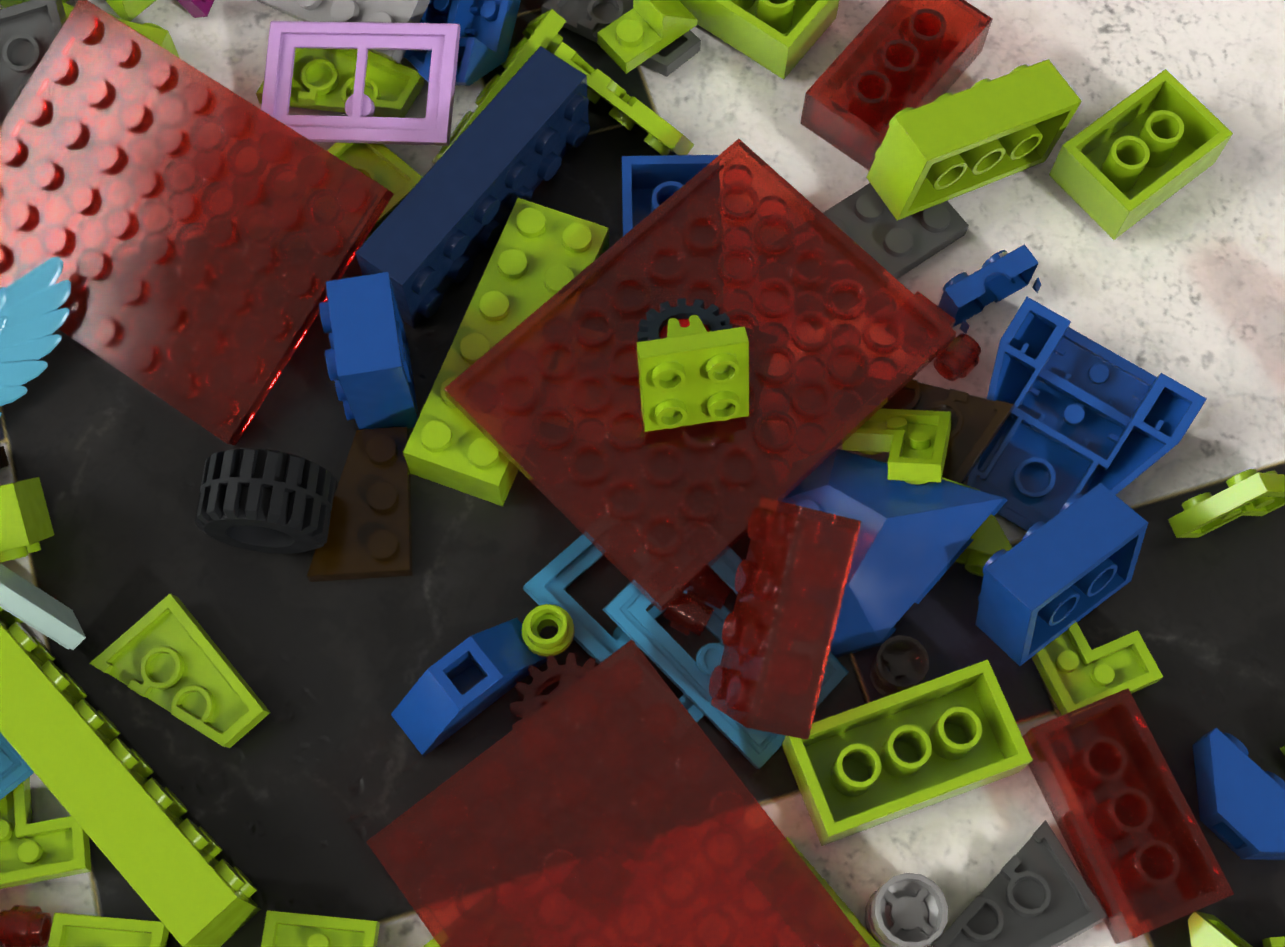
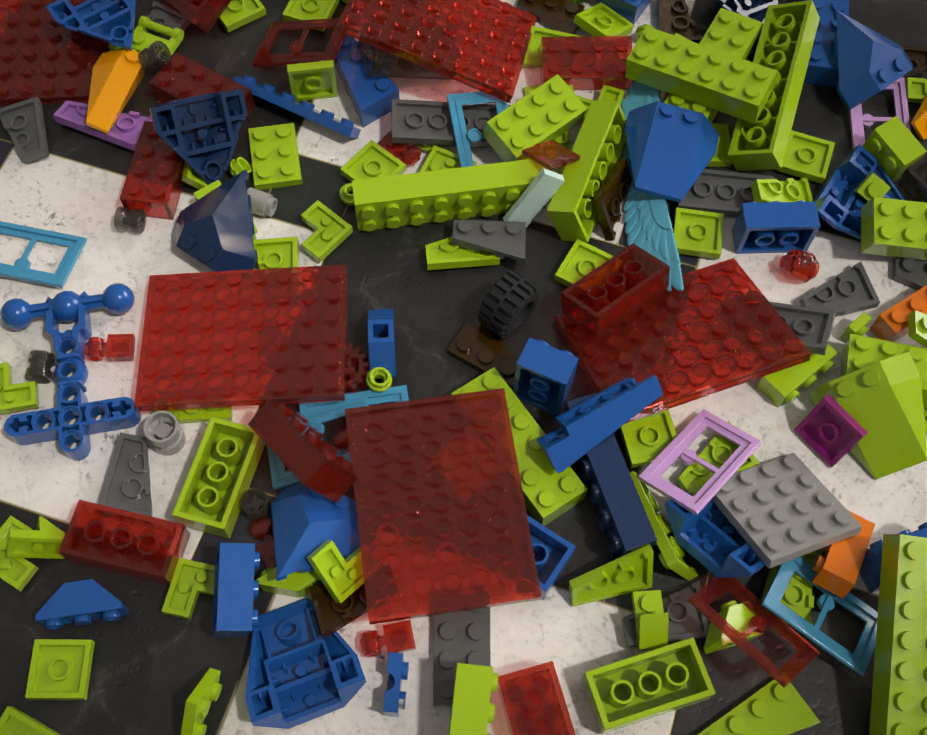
camera: 125 degrees right, 5 degrees down
(97, 447) = (579, 262): none -> lime plate
(129, 345) = (615, 290): none -> clear red brick
(132, 633) = (497, 237): none -> dark grey wing
(407, 216) = (597, 419): none -> blue wedge
(691, 366) = (437, 480): lime plate -> none
(940, 604) = (262, 529): none -> clear red plate

